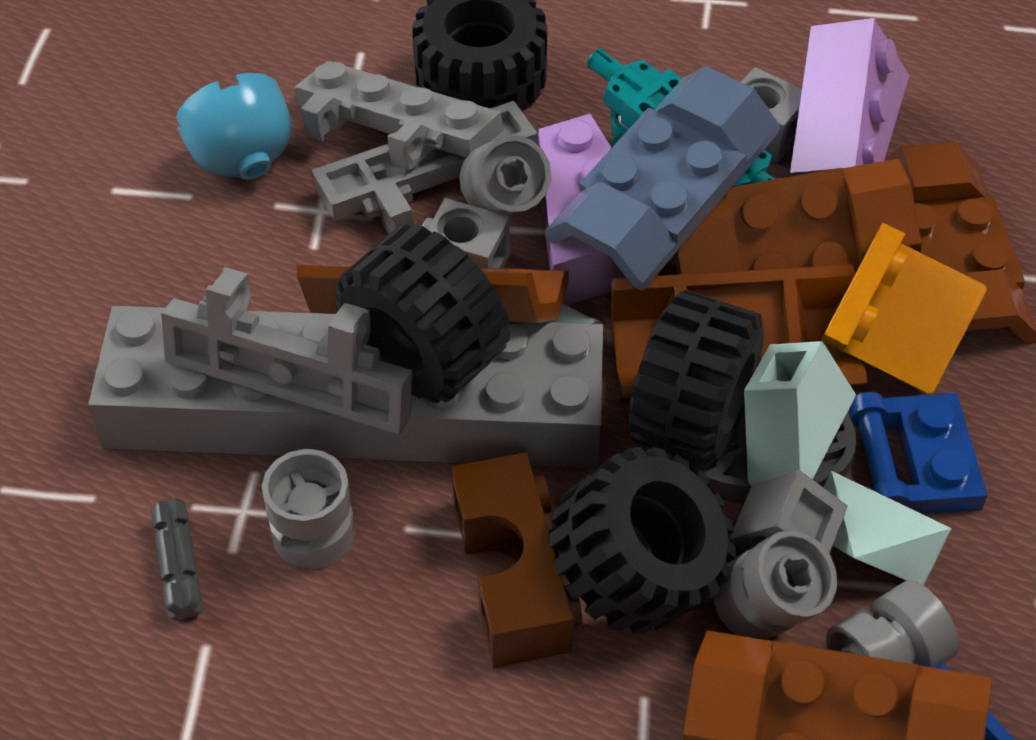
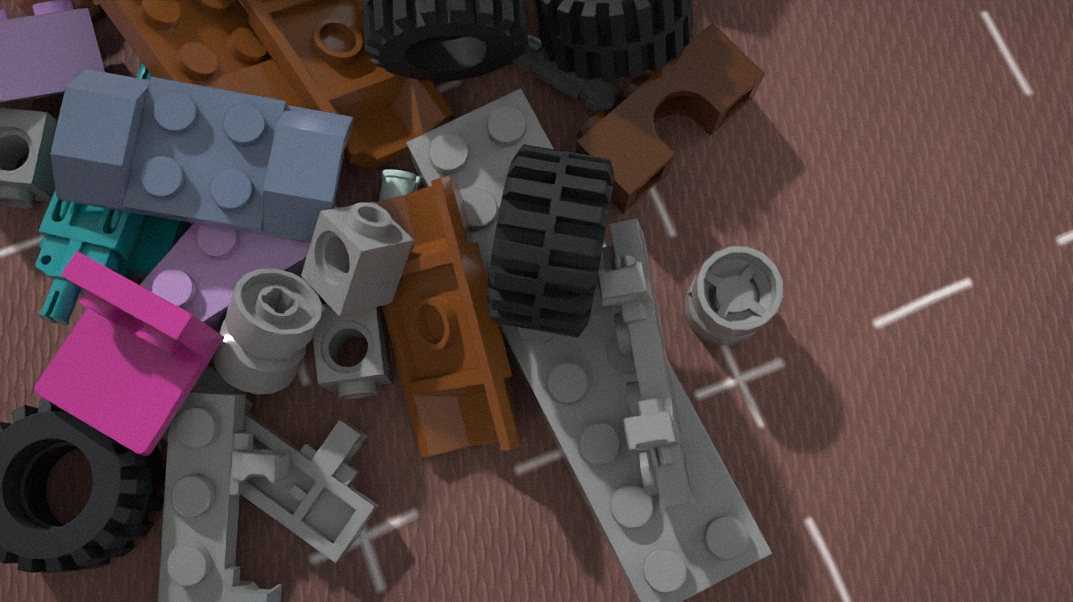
camera: 120 degrees left, 25 degrees up
(176, 559) = (828, 394): dark grey axle -> none
(518, 239) = (356, 257): none -> light grey brick
(538, 82) = (126, 358): none -> dark pink bracket

